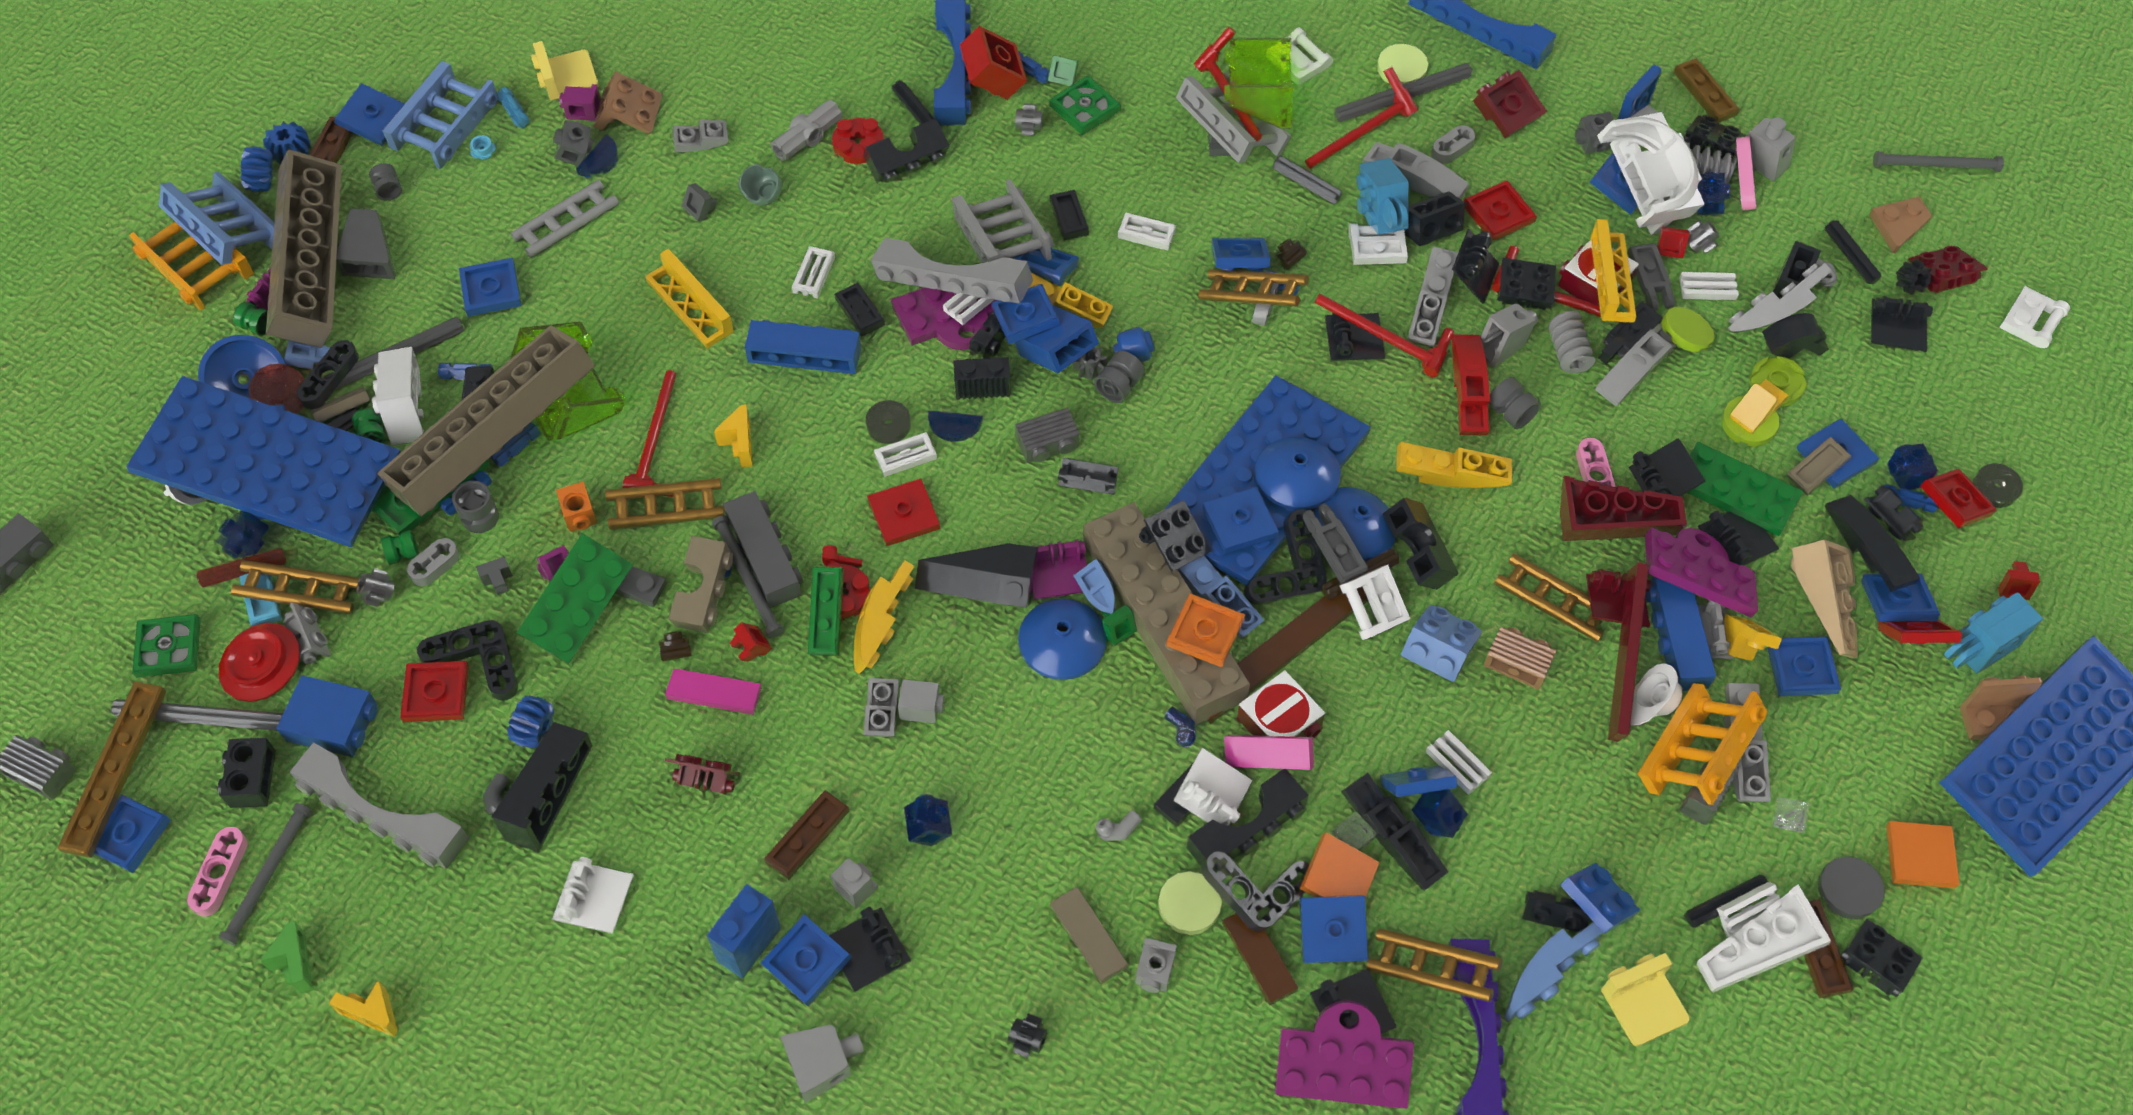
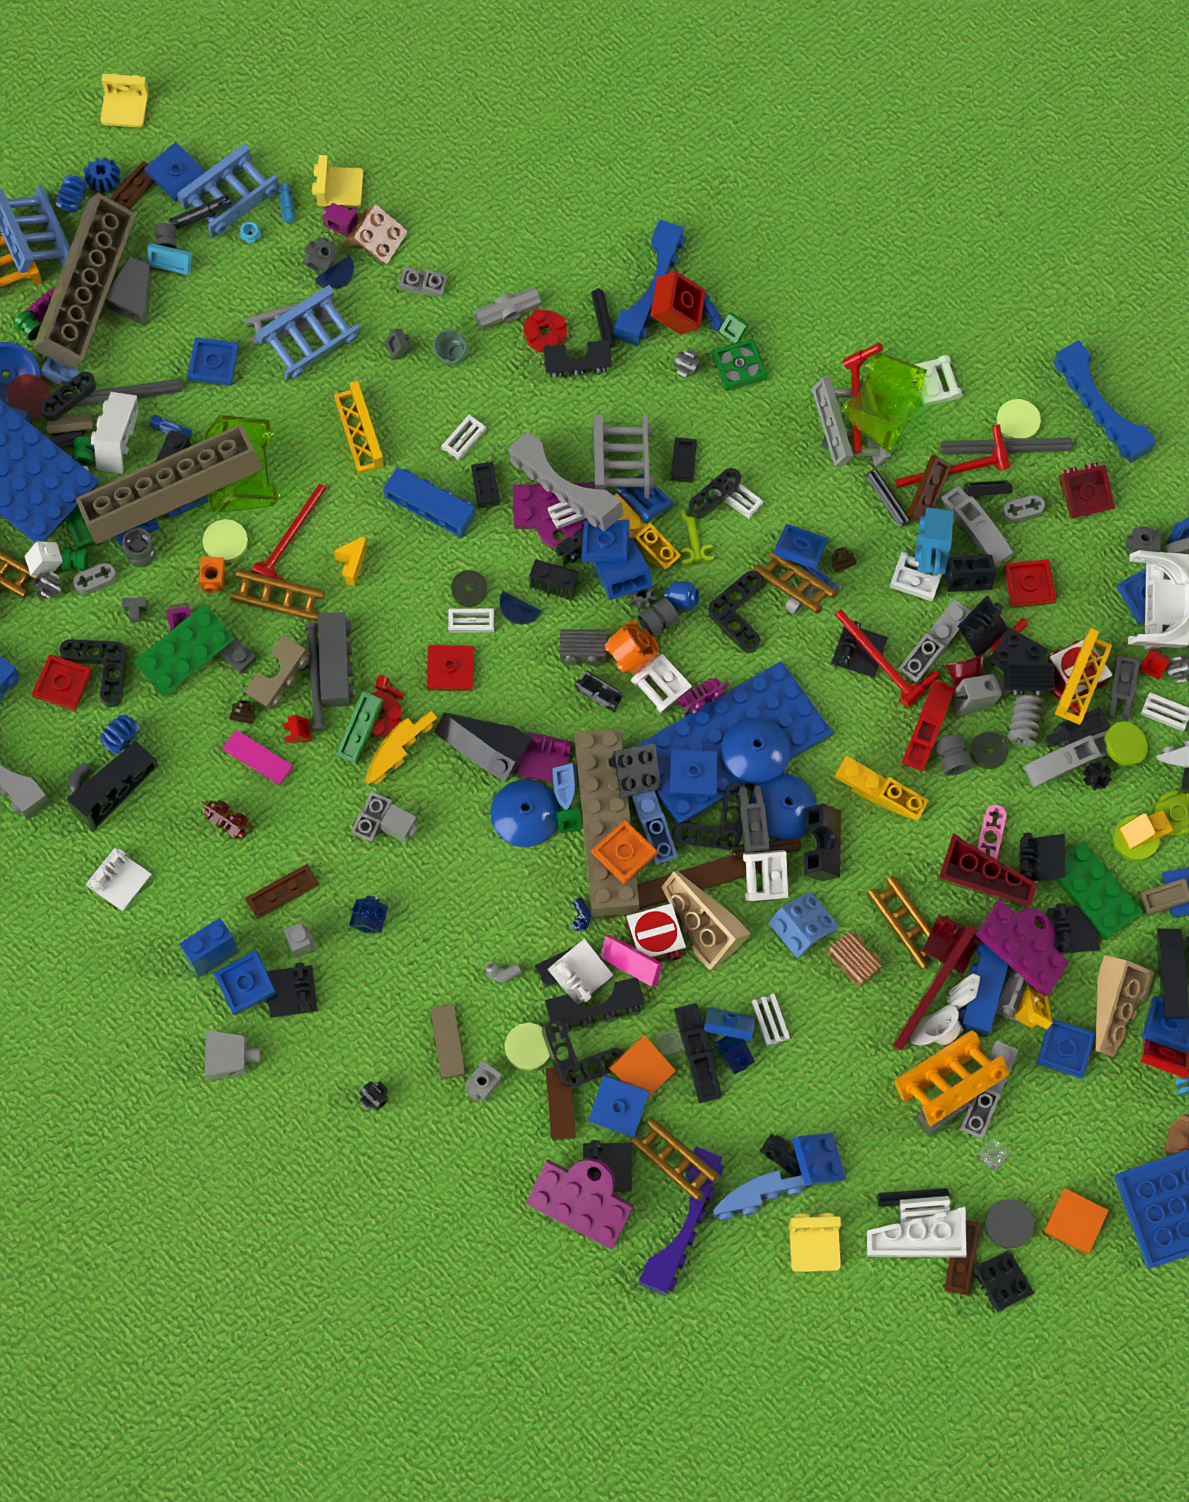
camera: 20 degrees right, 10 degrees up
(285, 62) = (124, 100): none -> light yellow bracket
(359, 556) = (43, 557): none -> white brick
(398, 200) = (169, 259): none -> medium azure tile
(425, 134) = (208, 208): none -> black pin
(577, 464) = (225, 540): none -> yellowish green tile
(579, 199) = (306, 311): none -> medium blue fence
(1107, 414) = (632, 648): none -> orange brick
(1121, 243) = (712, 503): none -> black beam
(1124, 300) = (695, 553): none -> lime bar
(1156, 436) = (667, 678): none -> white plate
(1195, 348) = (729, 613): none -> black beam
(1207, 437) = (695, 704): none -> magenta hinge
(1335, 681) = (709, 925): none -> tan wedge
(1347, 154) = (929, 487): none -> reddish brown tile
(1409, 133) = (987, 487): none -> black tile
(1478, 313) = (966, 669): none -> dark red piece
(1549, 378) = (993, 741): none -> clear smoke piece
(1555, 293) = (1029, 677): none -> black brick
(1664, 642) = (962, 994): none -> white tile
(1676, 370) = (1097, 775): none -> black gear

